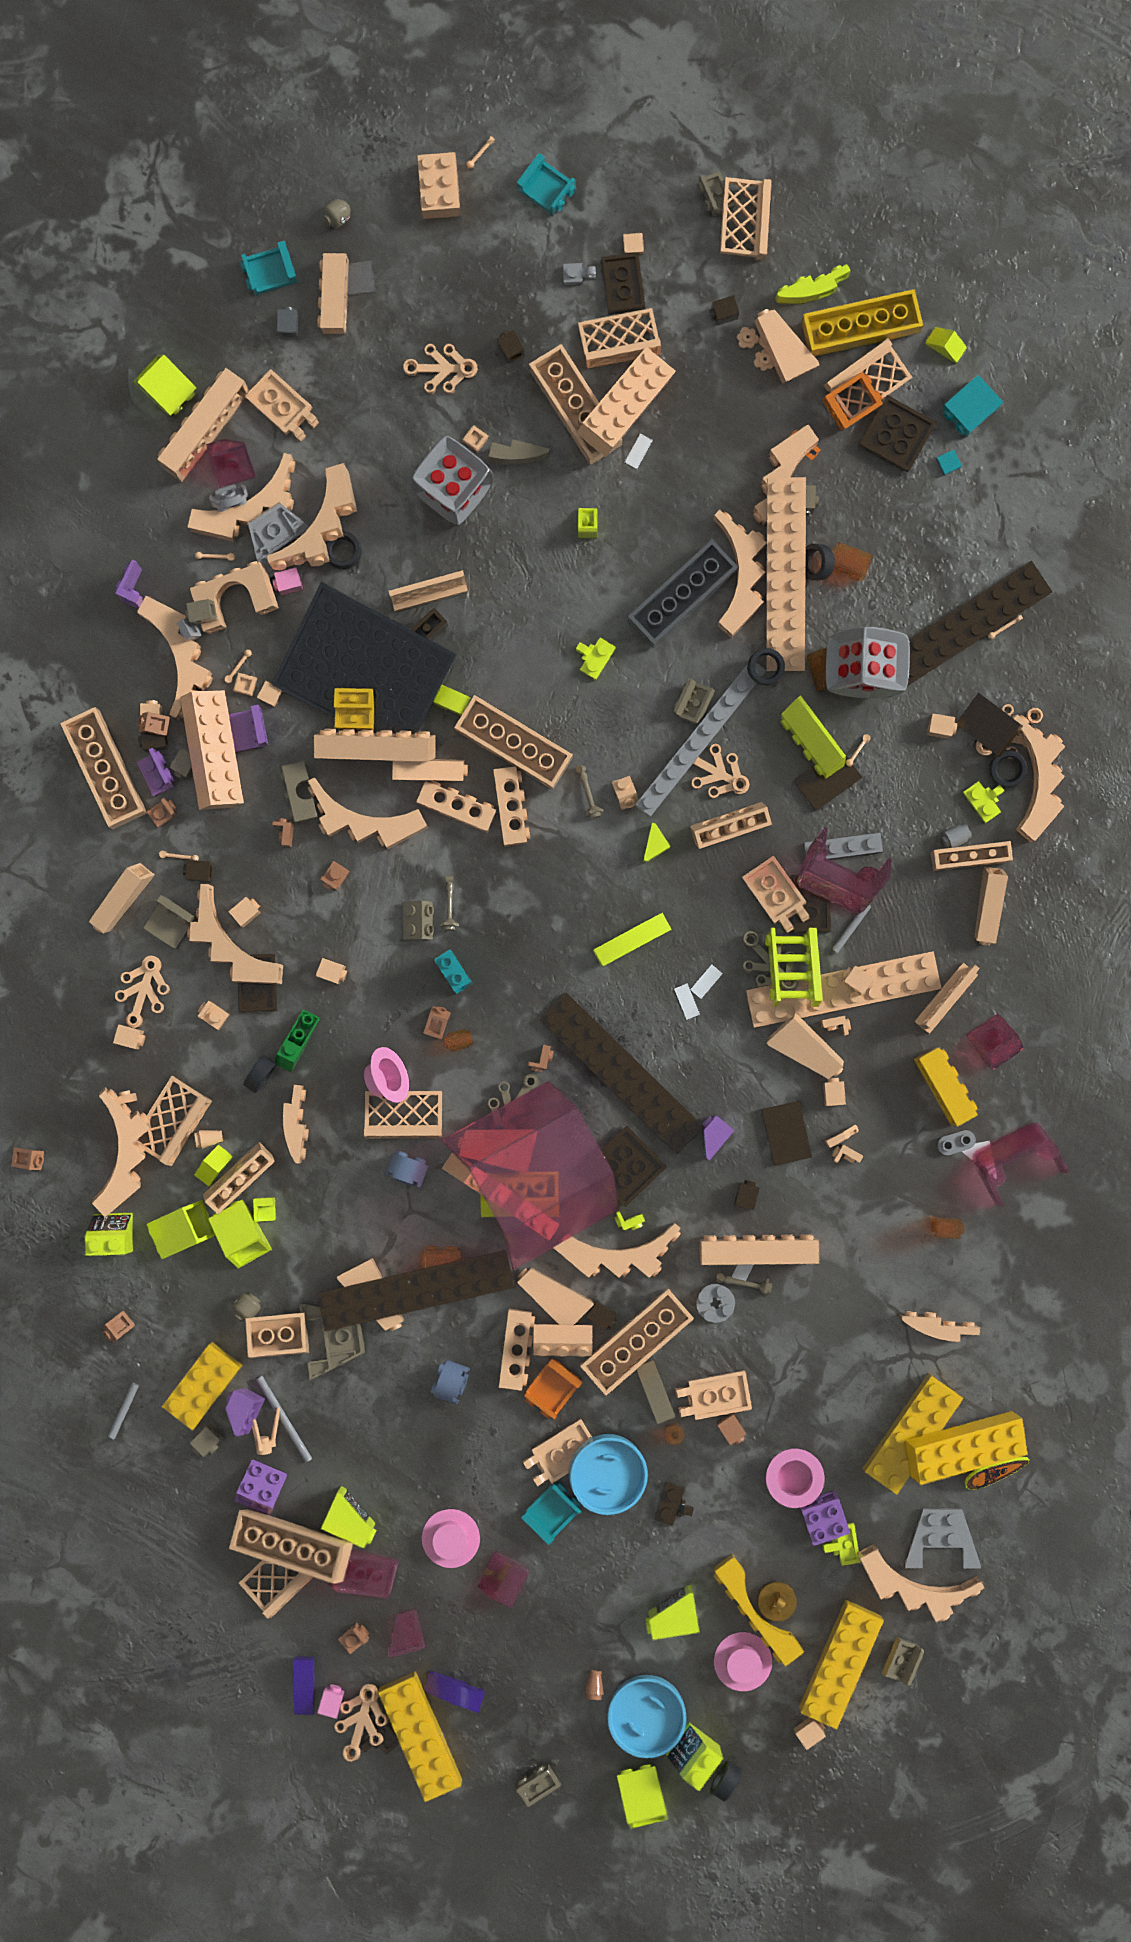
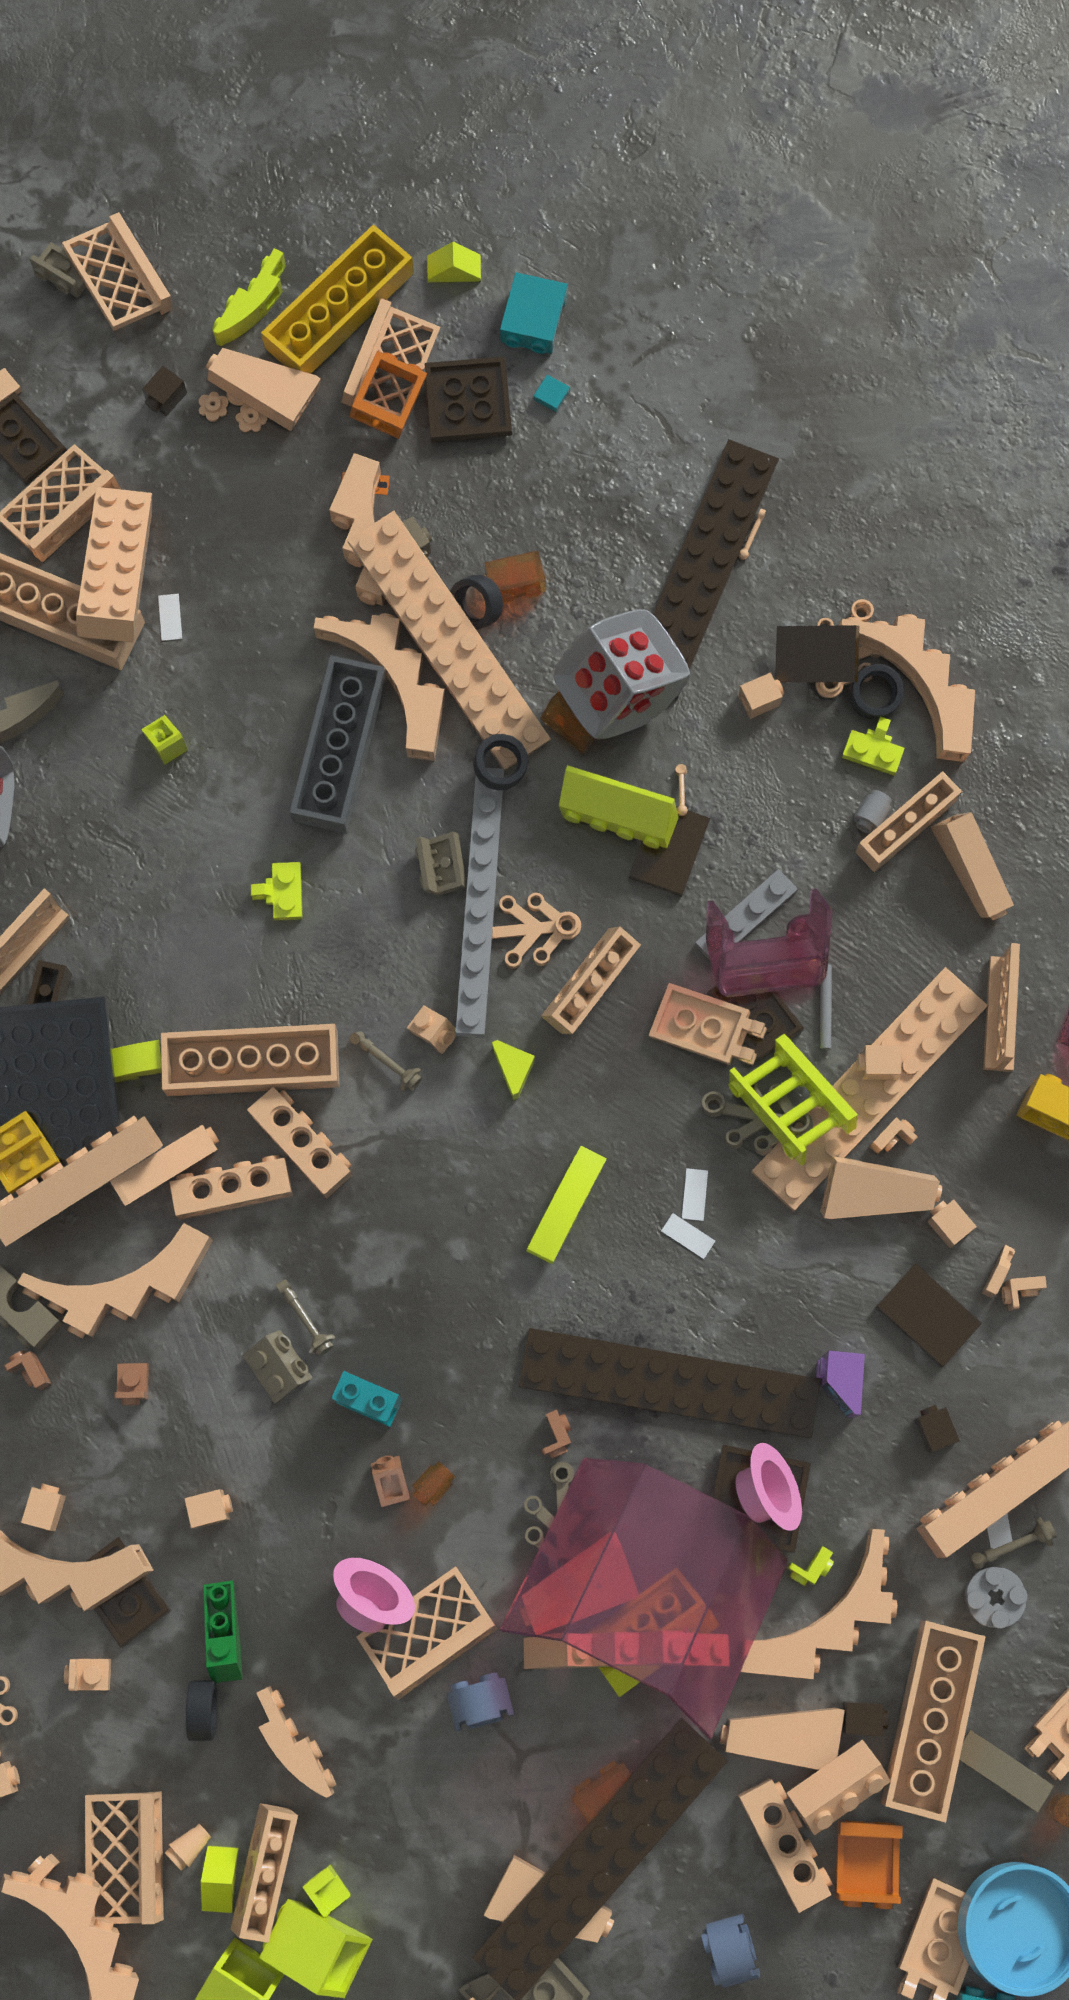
camera: 35 degrees left, 10 degrees down
(634, 1165) = (769, 1489): none -> bright pink hose

